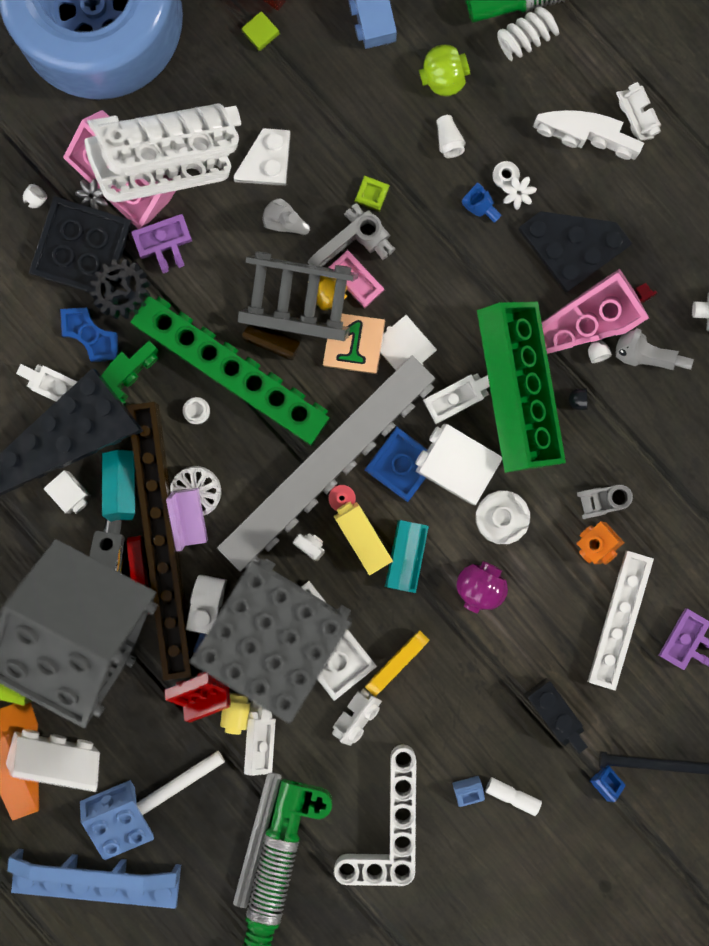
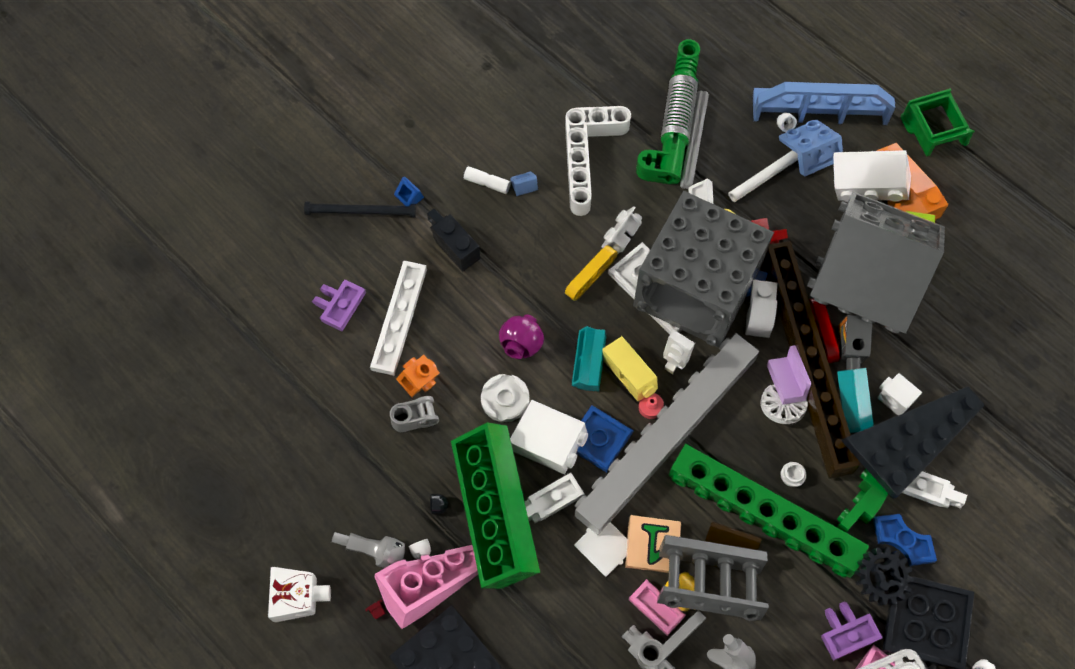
camera: 175 degrees right, 20 degrees down
(142, 856) = (789, 119): none -> white hinge

